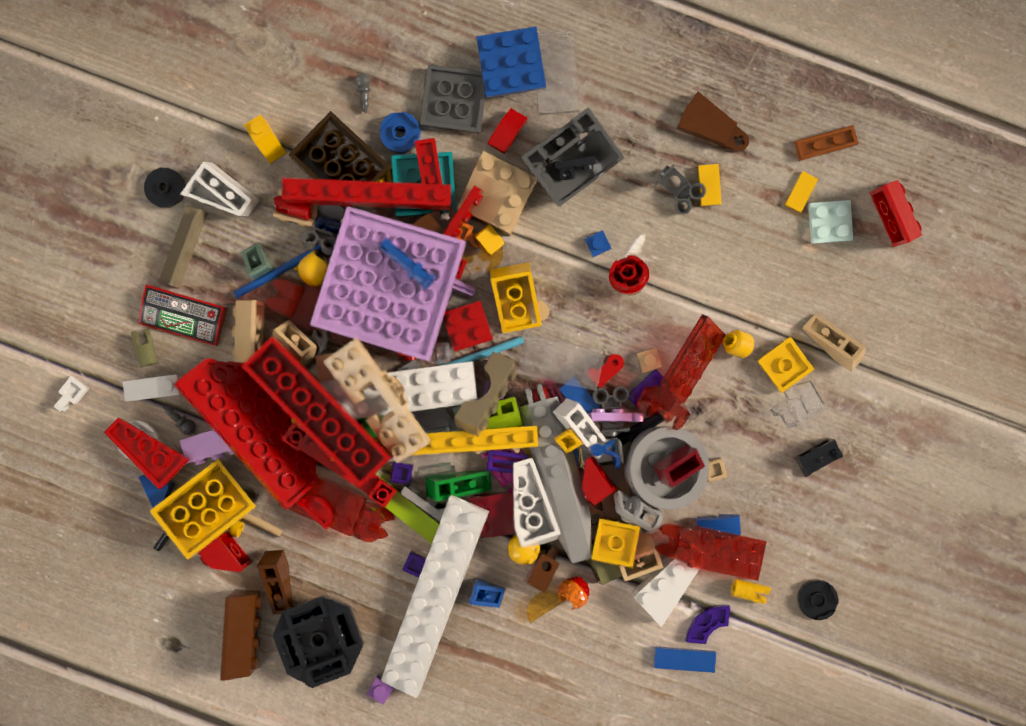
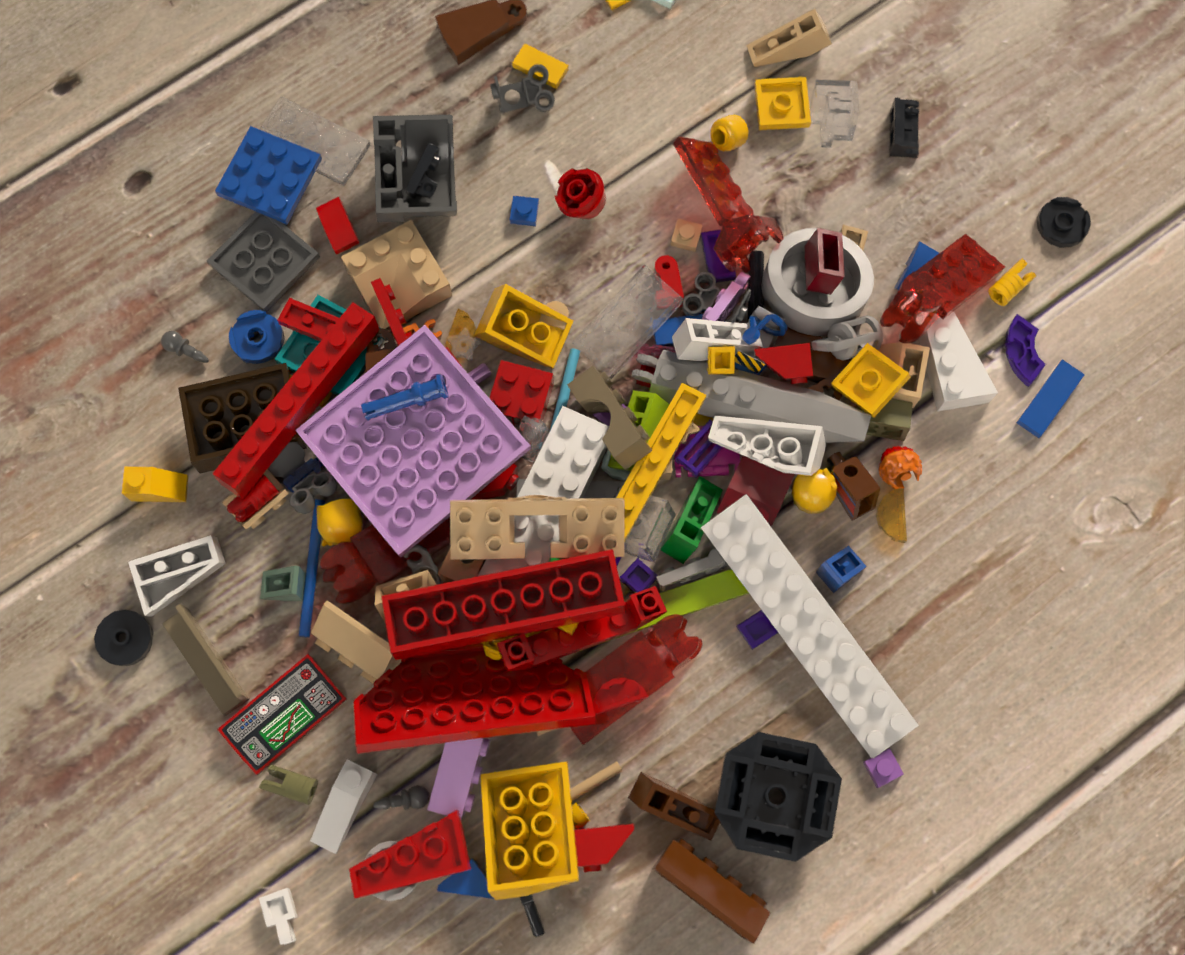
camera: 55 degrees left, 15 degrees down
(489, 240) = (441, 315): yellow slope -> none

